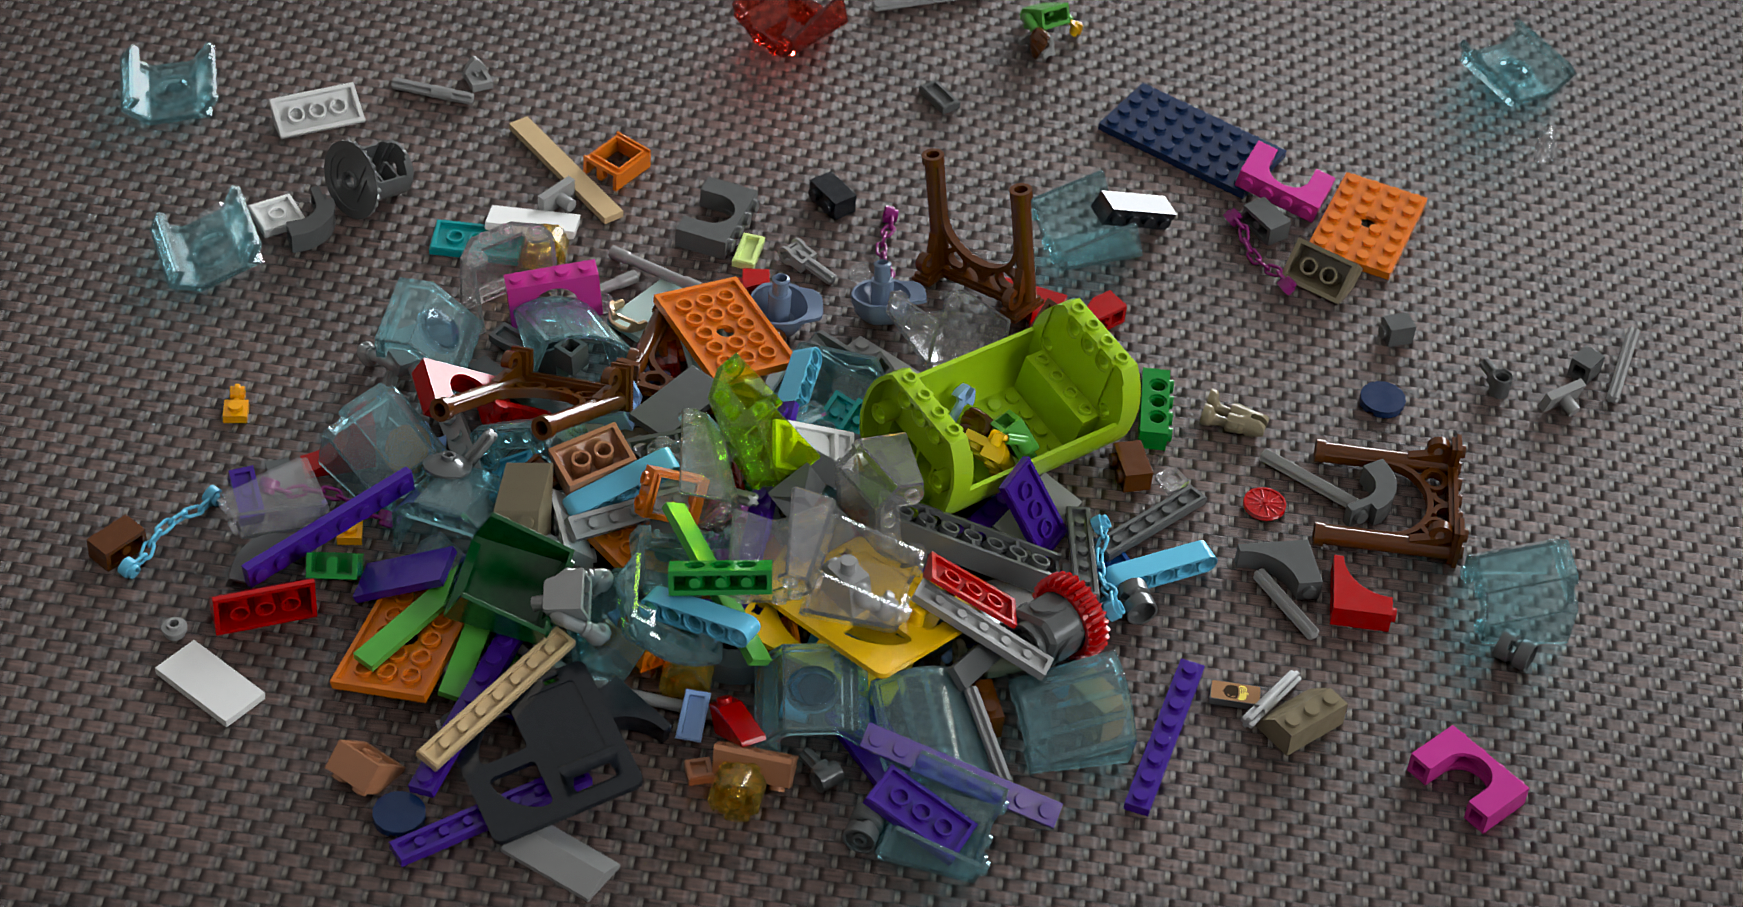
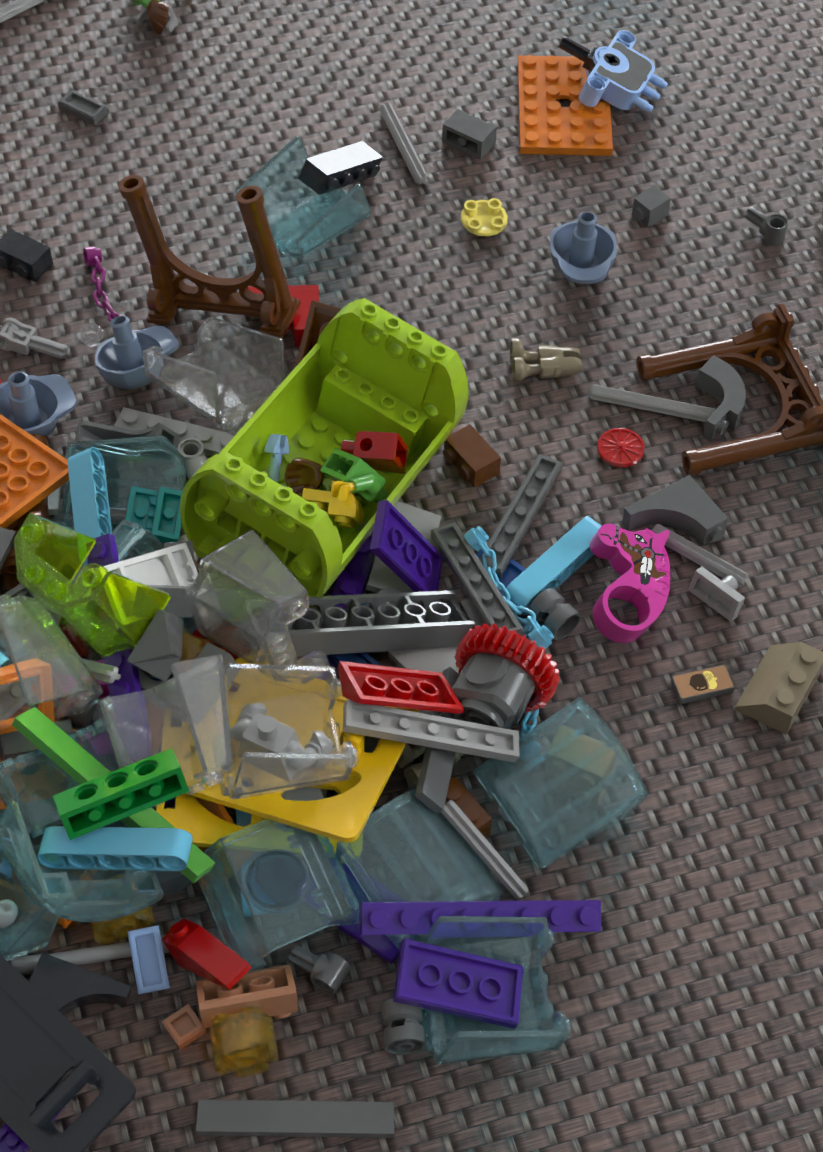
camera: 20 degrees left, 10 degrees up
(753, 858) = (295, 1118): none -> dark grey tile
(1045, 424) = (379, 450): none -> red torso
(1108, 309) = (362, 284): red slope -> none
(1154, 408) = (479, 405): green brick -> none
(1164, 737) = (658, 768): dark purple plate -> none
(1171, 480) = (519, 456): clear plate -> none
(1184, 137) = (354, 71): dark blue plate -> none
(1204, 224) = (403, 143): none -> light grey axle
(1224, 600) = (643, 580): none -> dark pink animal
(1243, 291) = (484, 217): none -> light yellow dish
(1270, 699) = (743, 676): light grey axle -> none
(1284, 635) = (717, 593): none -> light grey tile
(1287, 284) = (523, 194): magenta piece -> none
(1300, 201) = (443, 93): dark pink arch -> none
(1312, 340) = (583, 249): none -> sand blue piece
(1321, 271) = (548, 170): dark tan slope -> none
(1355, 605) = (764, 529): red arch -> none
(1382, 399) = (673, 287): dark blue tile -> none
(1425, 212) = (616, 73): none -> light blue piece

